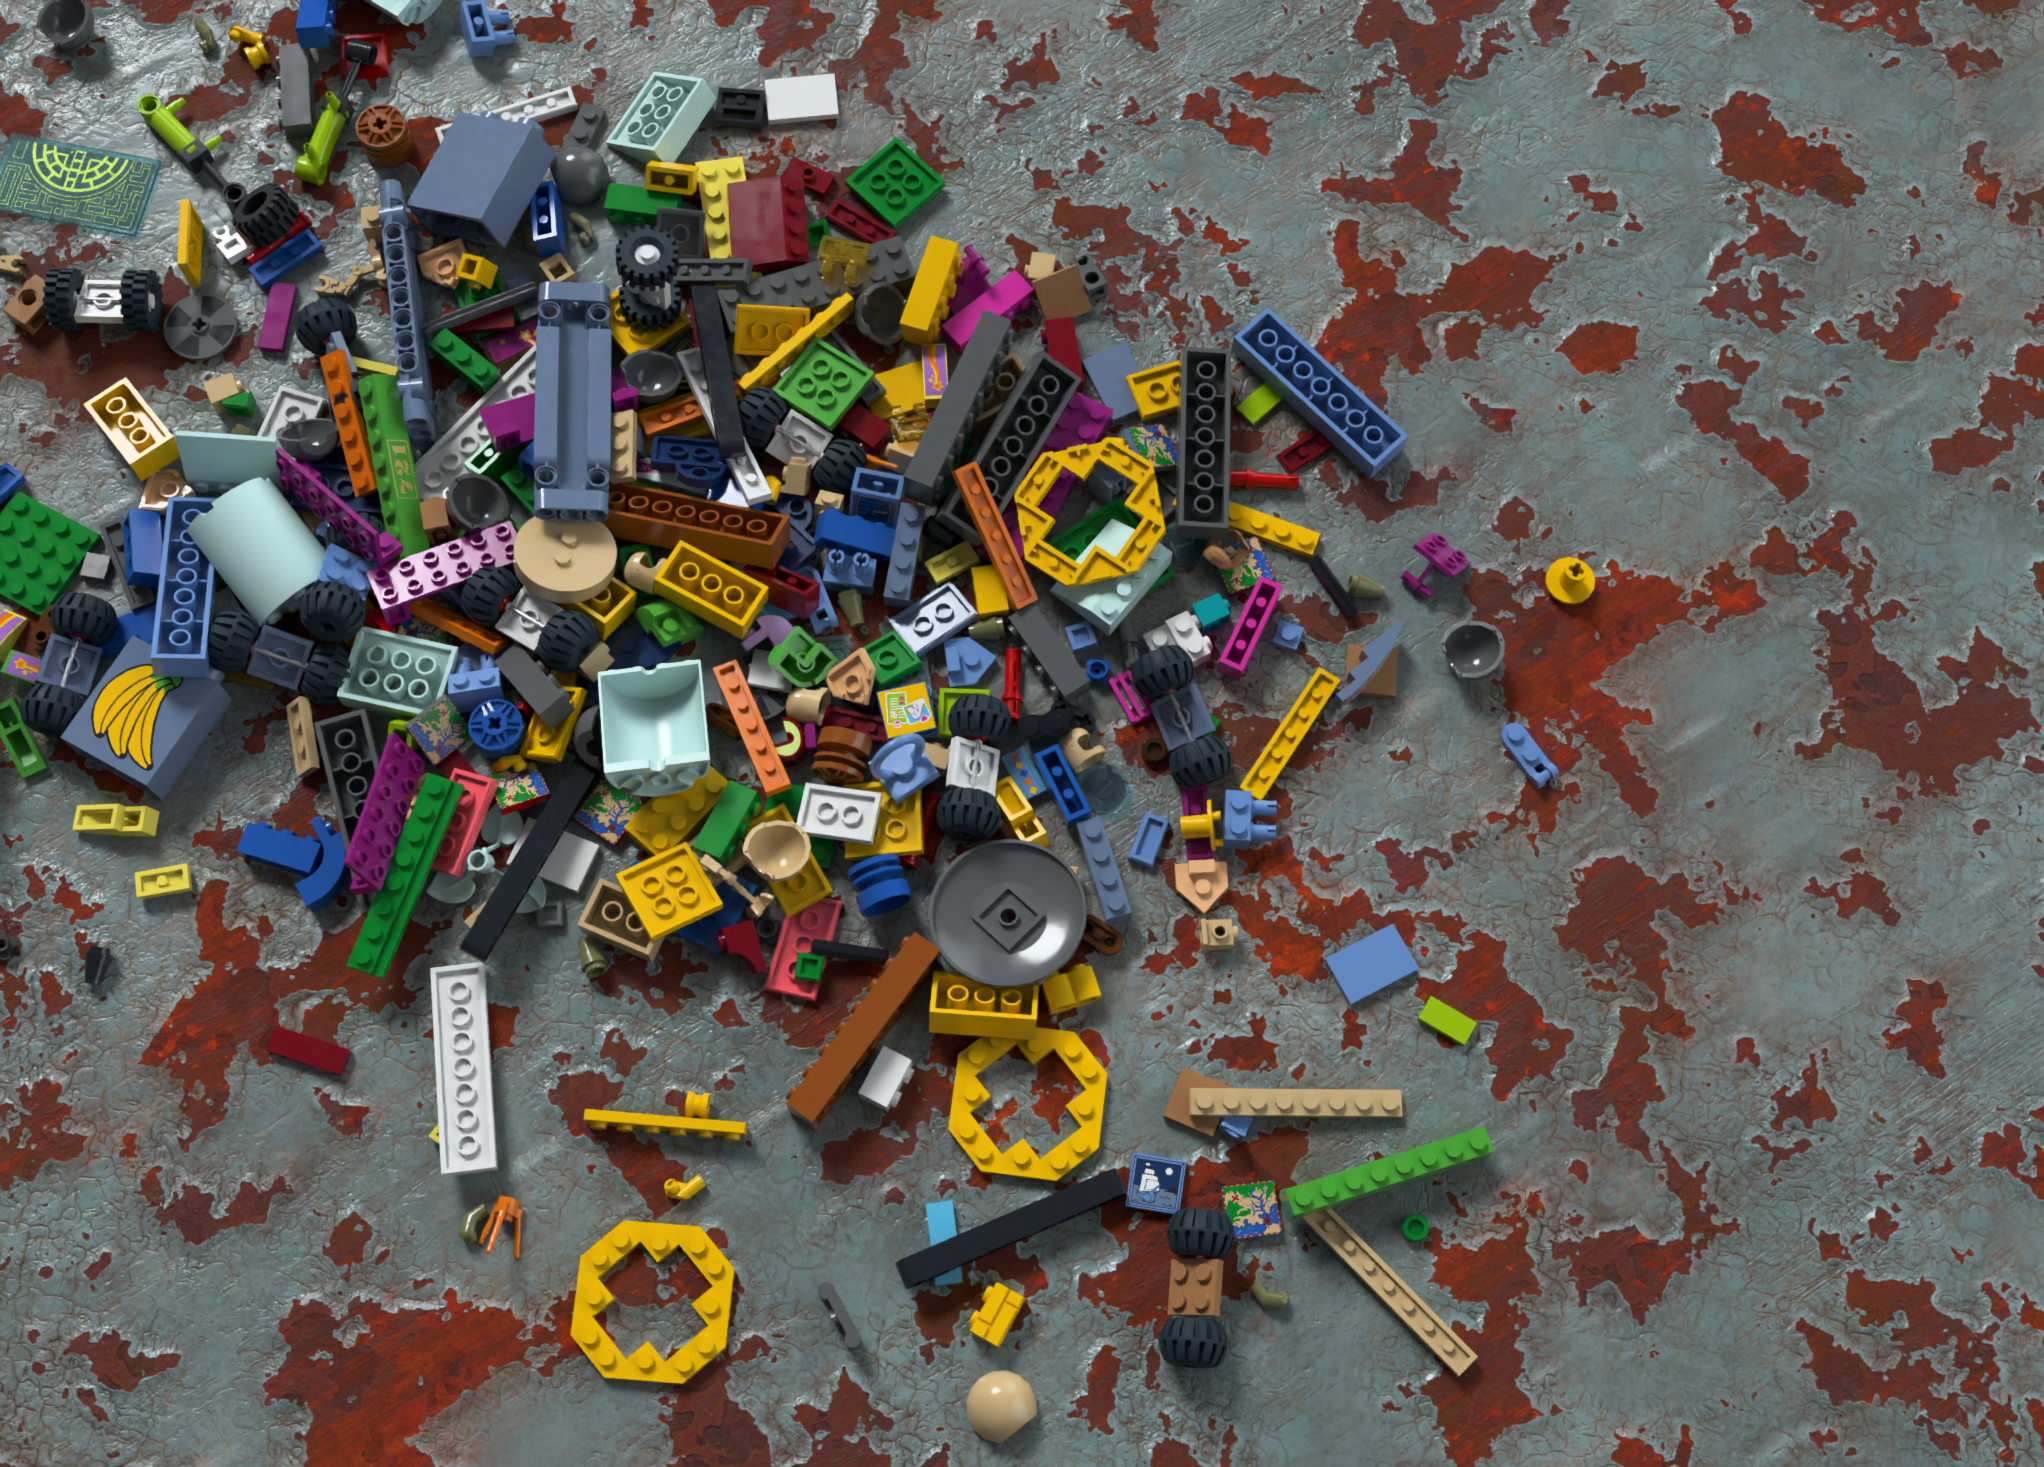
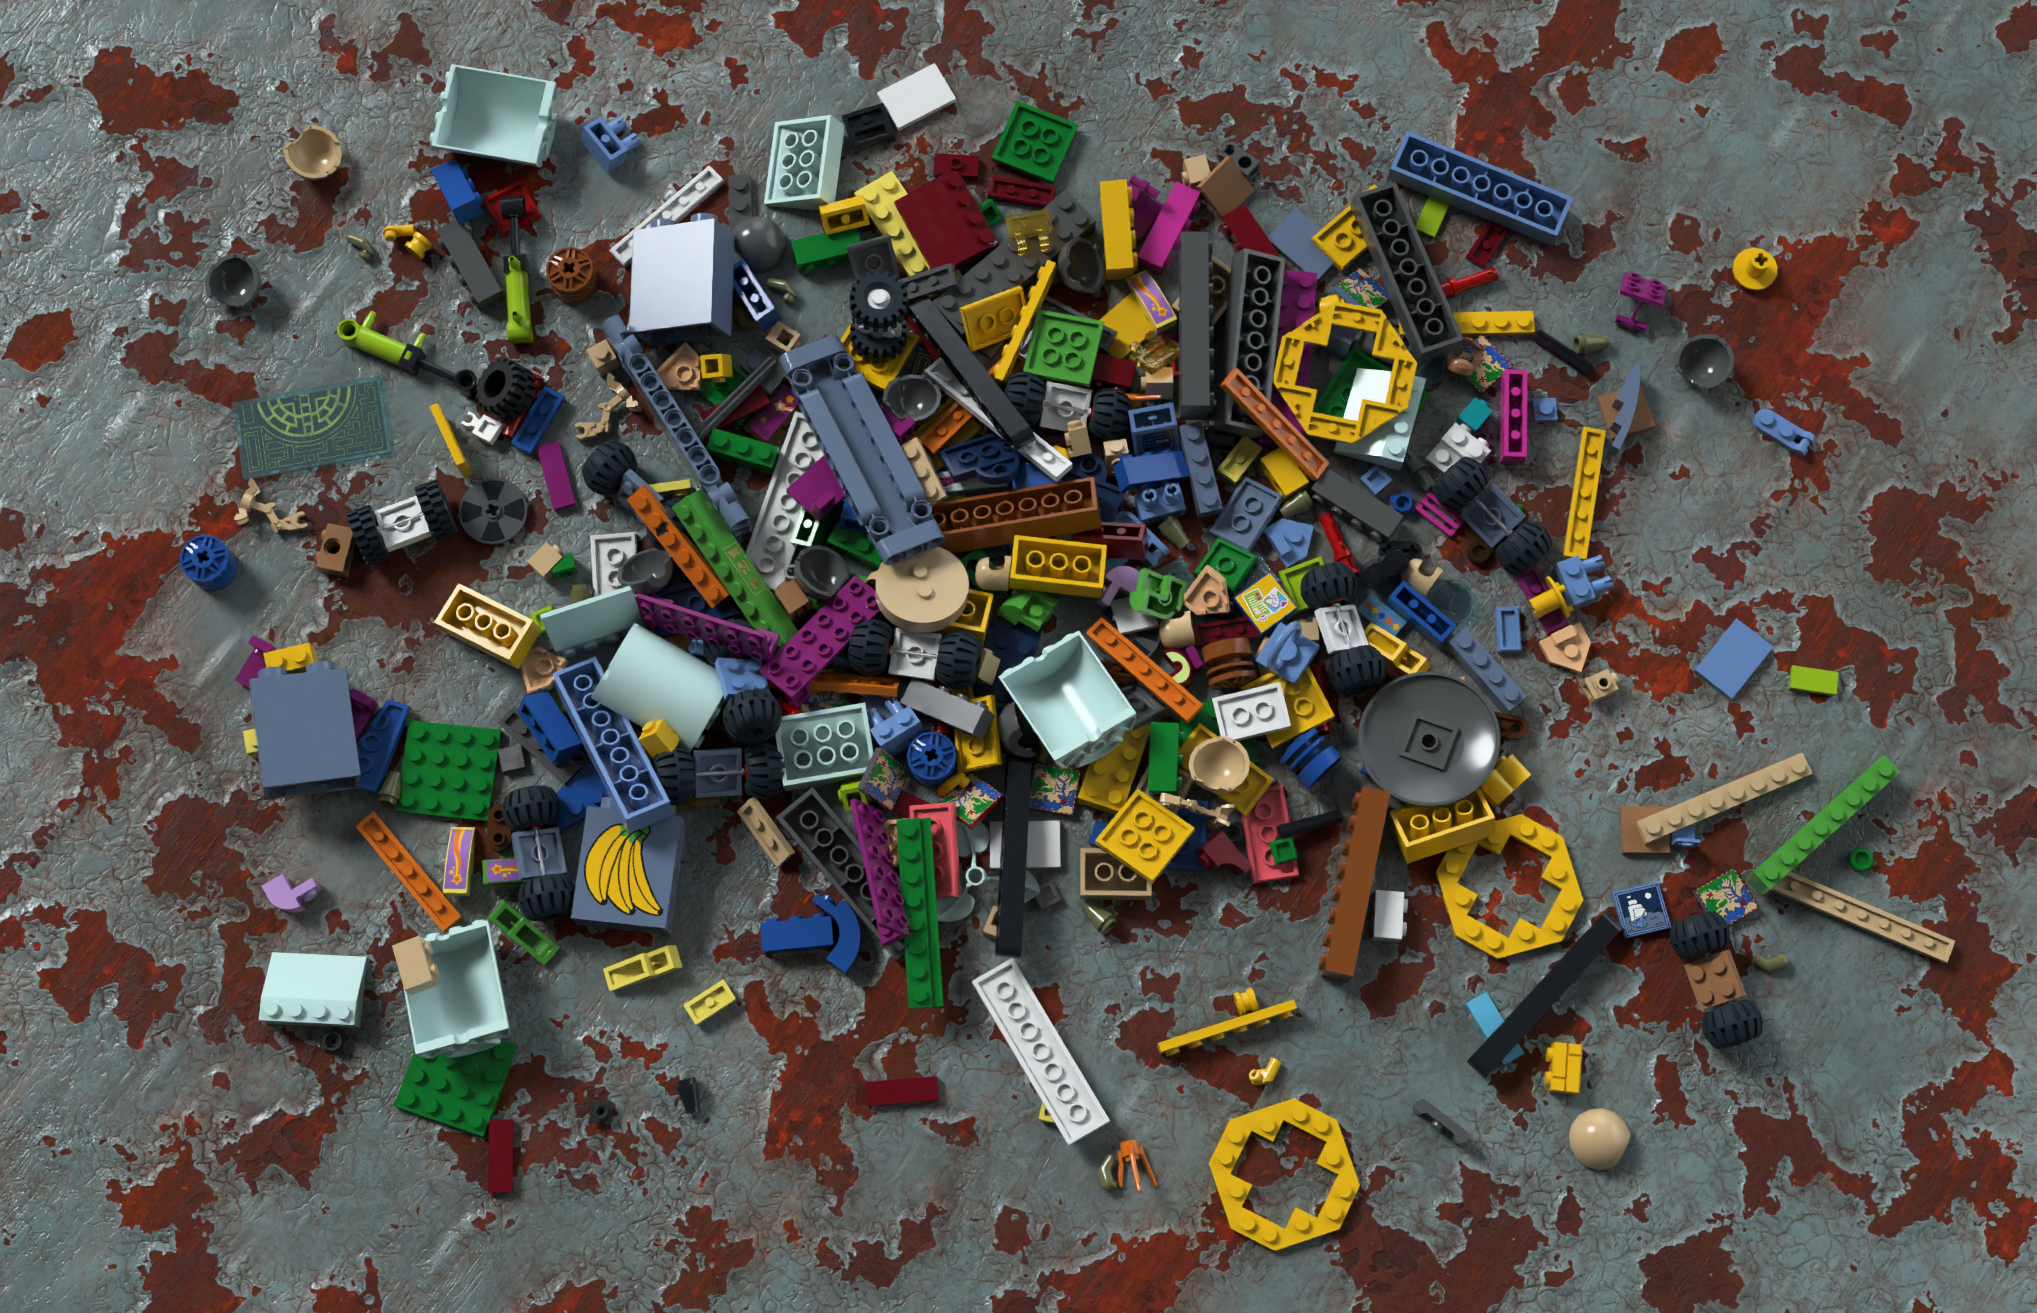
camera: 20 degrees left, 5 degrees up
(231, 595) = (658, 737): none -> yellow brick
(730, 761) = (1144, 705): none -> dark grey tile

